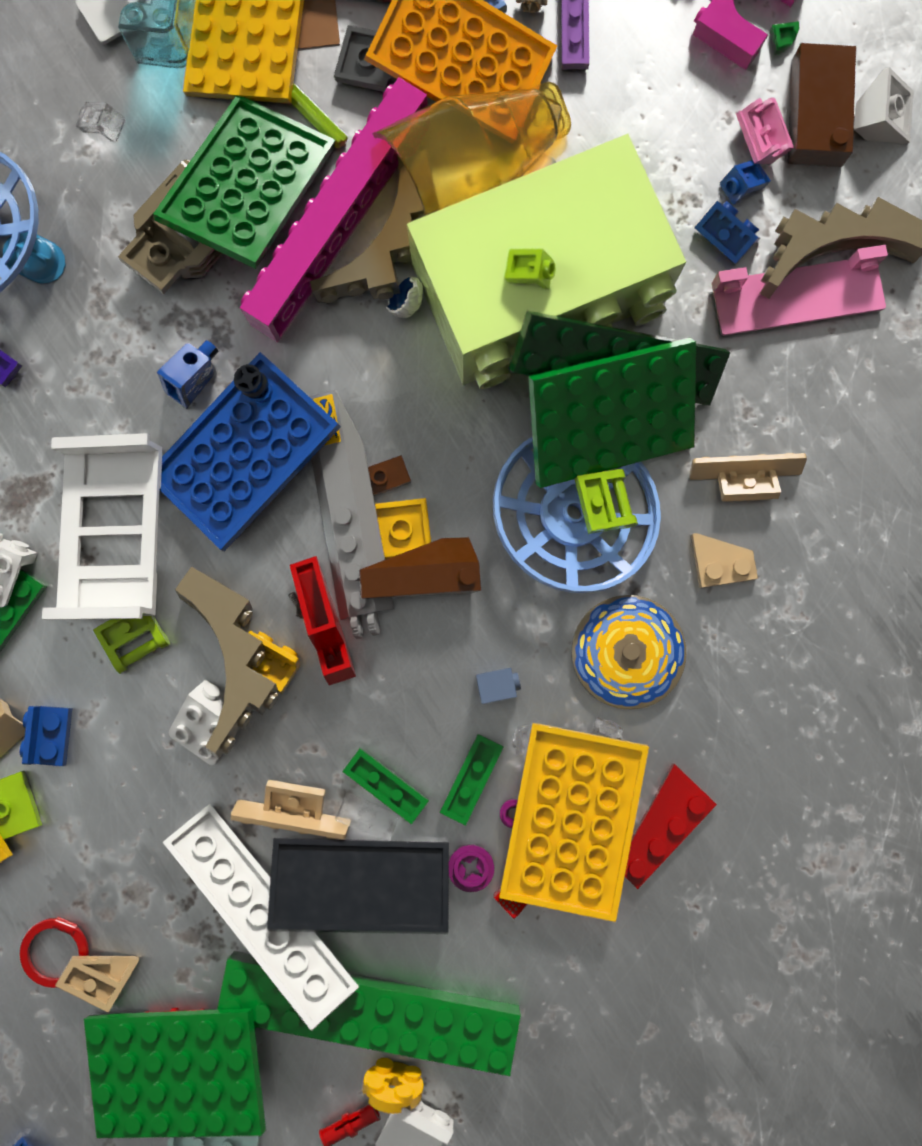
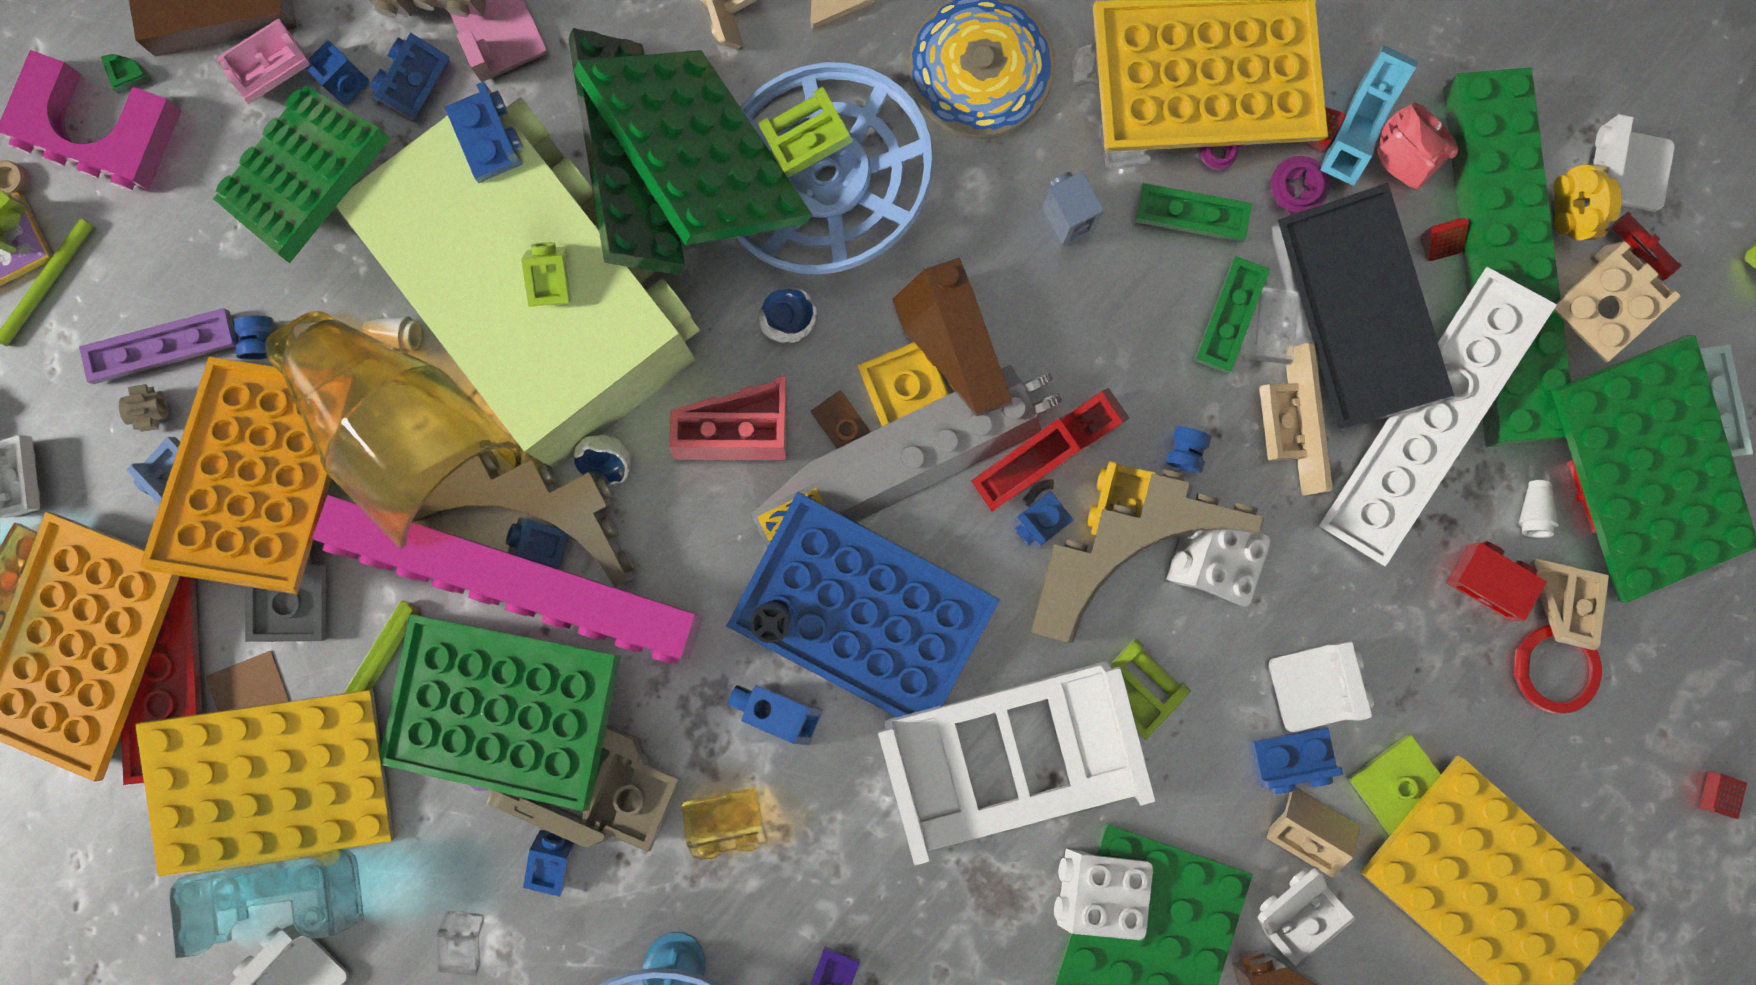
camera: 105 degrees left, 0 degrees up
(93, 768) = (1321, 686): none -> white bracket
(126, 317) = (723, 824): none -> clear yellow bracket
(129, 924) = (1497, 581): none -> red brick
(132, 189) = (548, 863): none -> blue bracket
(173, 975) = (1539, 510): none -> white cone
(273, 600) = (1042, 520): none -> blue bracket
(293, 722) = (1188, 449): none -> blue wheel
(319, 1093) = (1634, 286): none -> tan bracket
(359, 236) = (536, 542): none -> blue bracket
(398, 967) = (1445, 239): none -> red slope
(402, 399) = (733, 426): none -> coral wedge
(475, 456) = (787, 315): none -> blue hair
(475, 965) = (1414, 145): none -> coral piece
(508, 933) = (1366, 115): none -> medium azure arch
(564, 78) = (252, 336): none -> blue wheel
(648, 250) = (483, 133): none -> blue bracket
(666, 126) = (299, 171): none -> green plate

